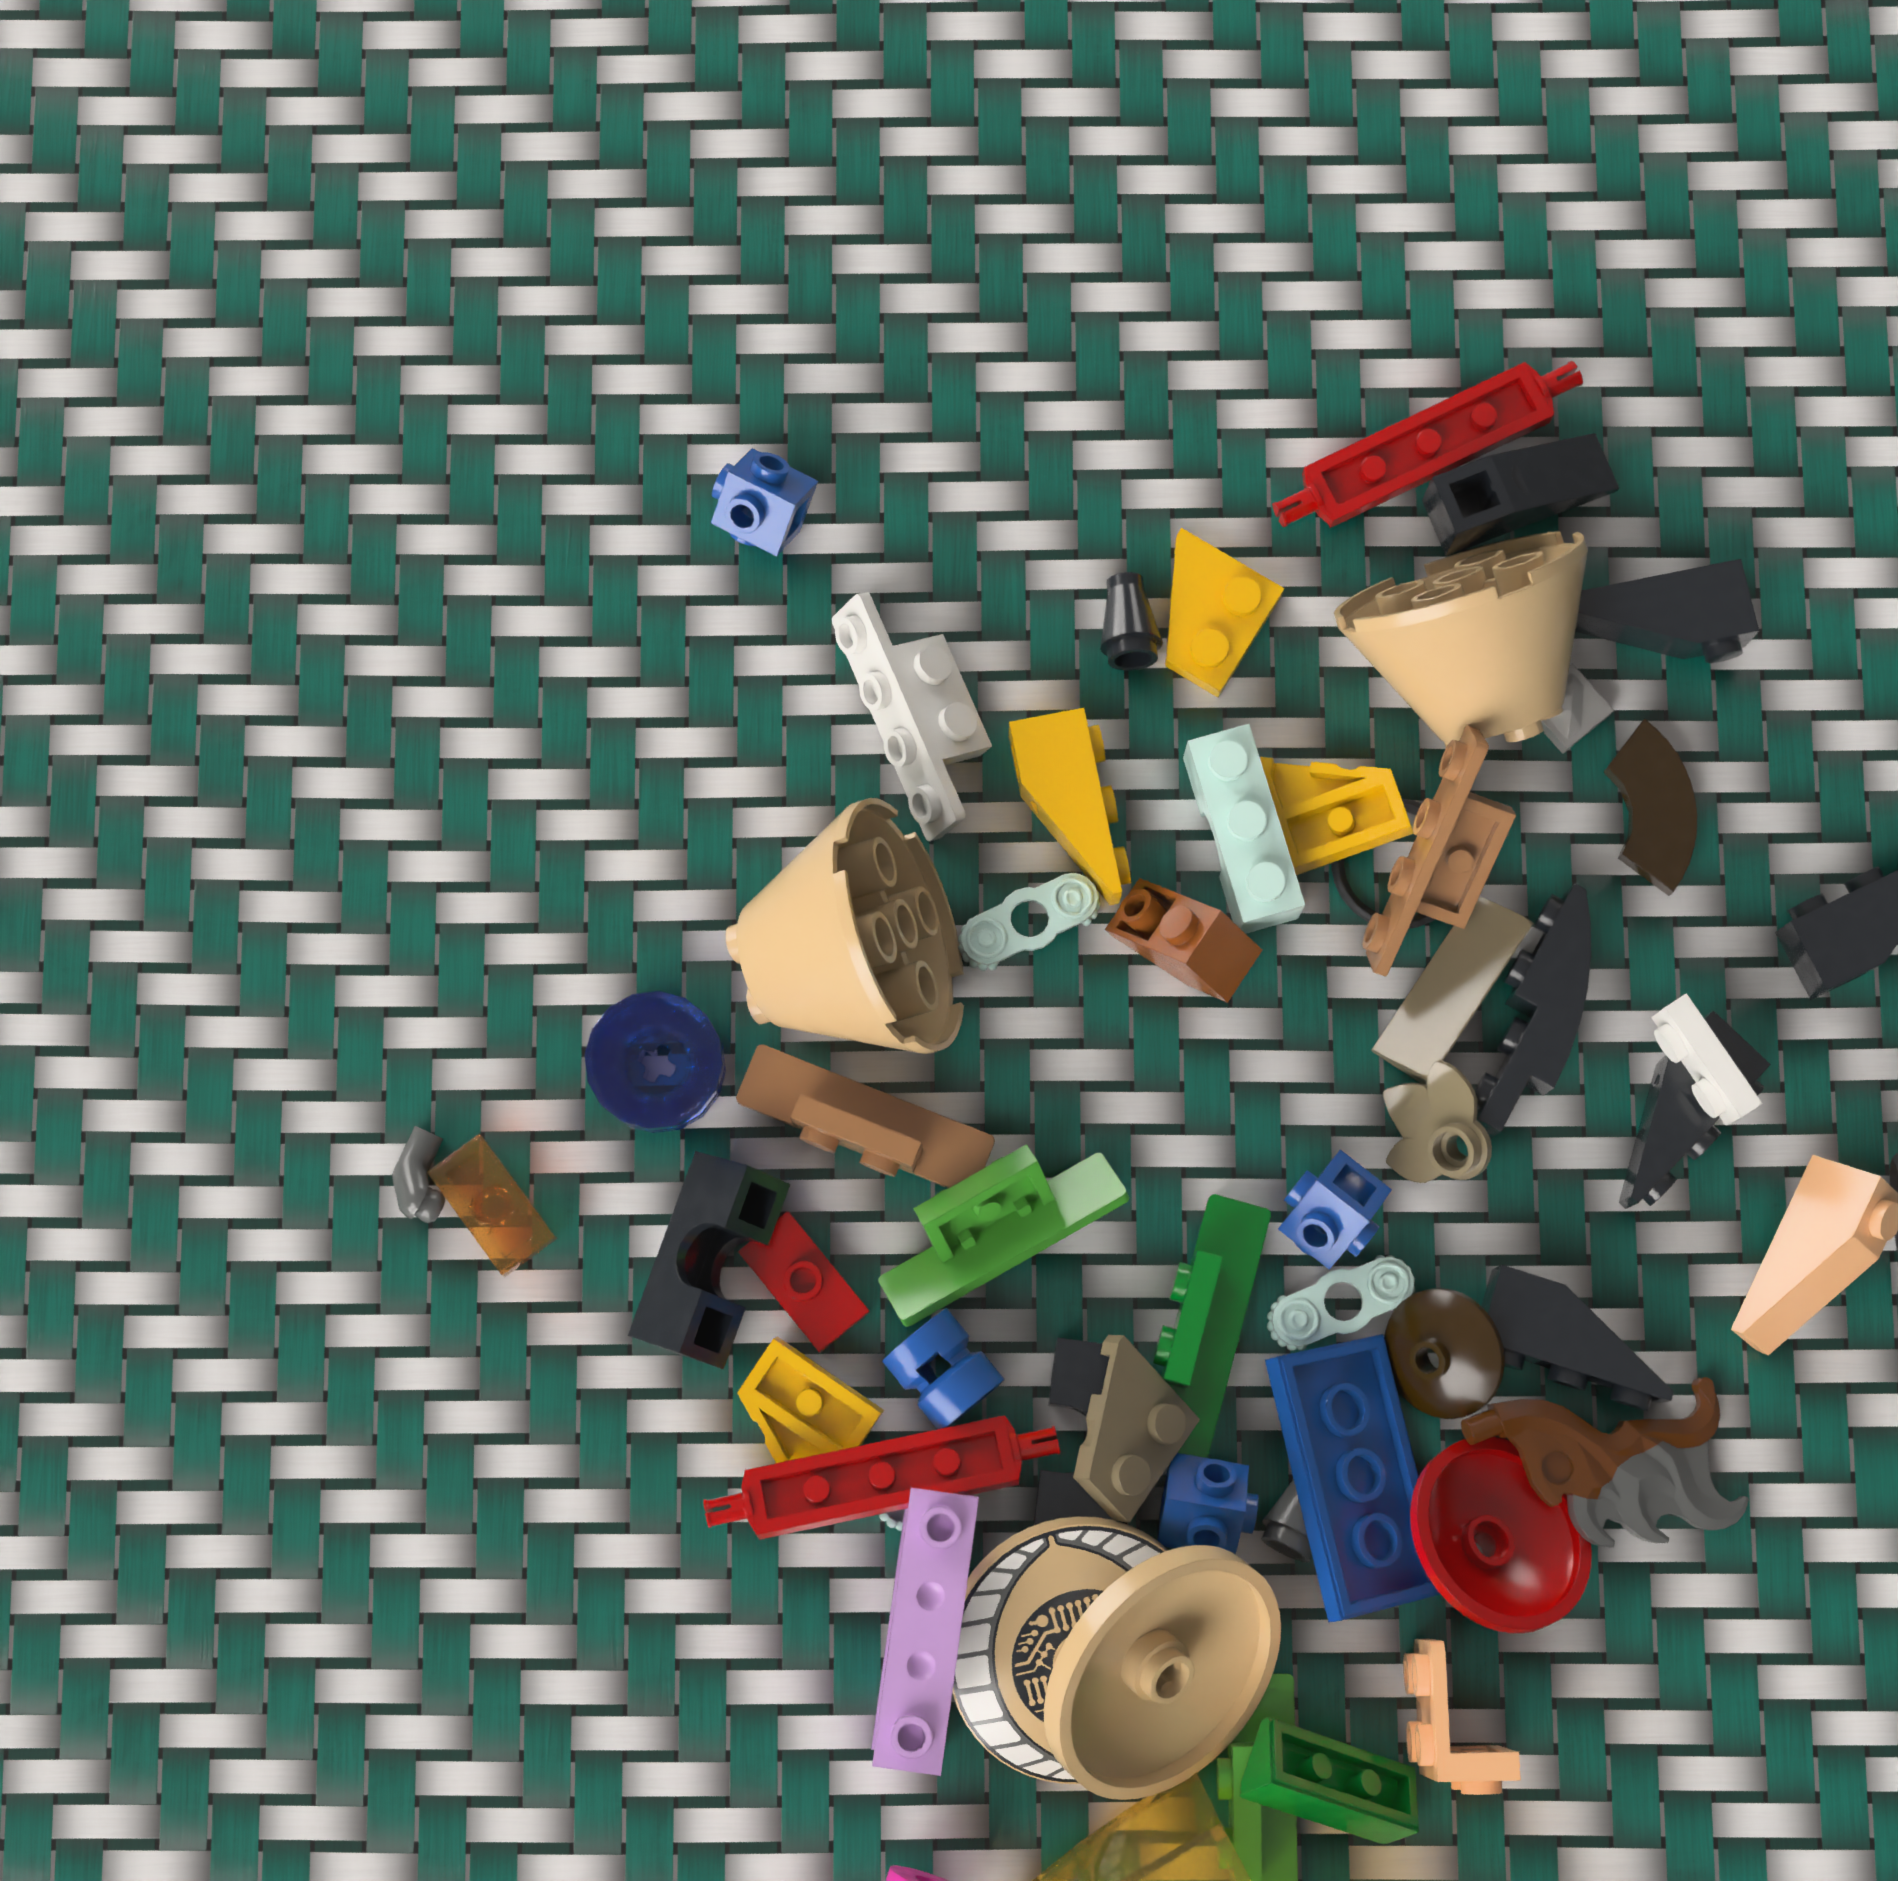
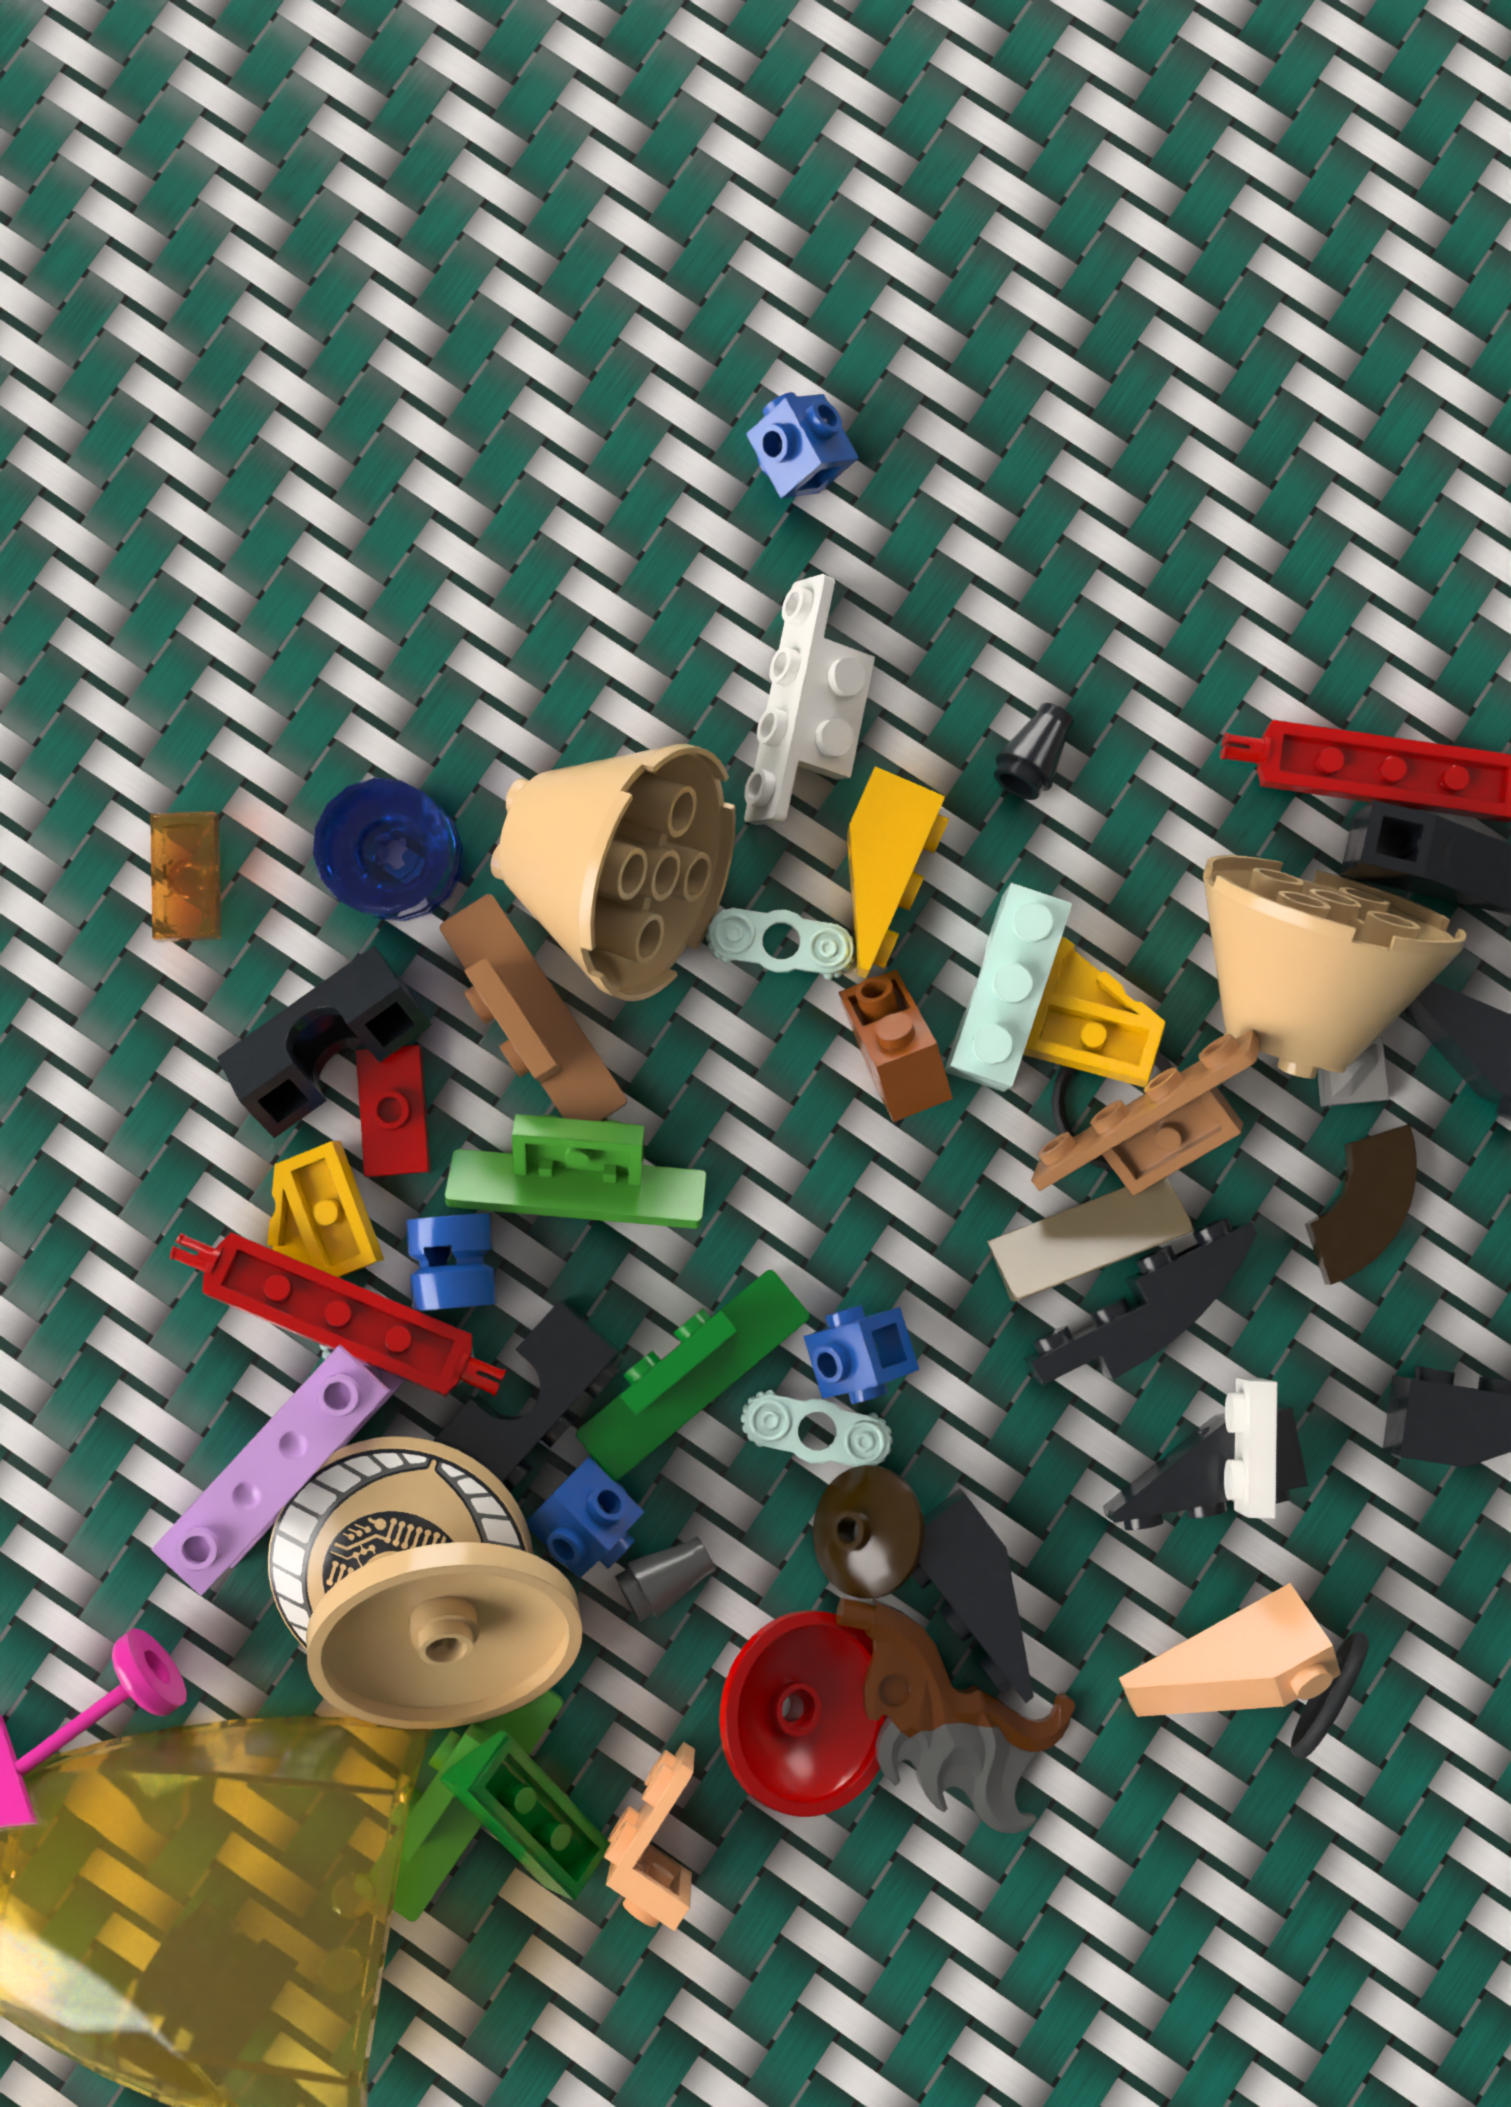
camera: 30 degrees right, 5 degrees up
(411, 1177) = (135, 810): dark grey arm -> none
(1130, 1432) = (562, 1419): dark tan wing -> none
(1213, 612) = (1112, 791): yellow wing -> none
(1351, 1474) = (723, 1575): blue tile -> none
(1430, 1122) = (994, 1336): dark tan plate -> none

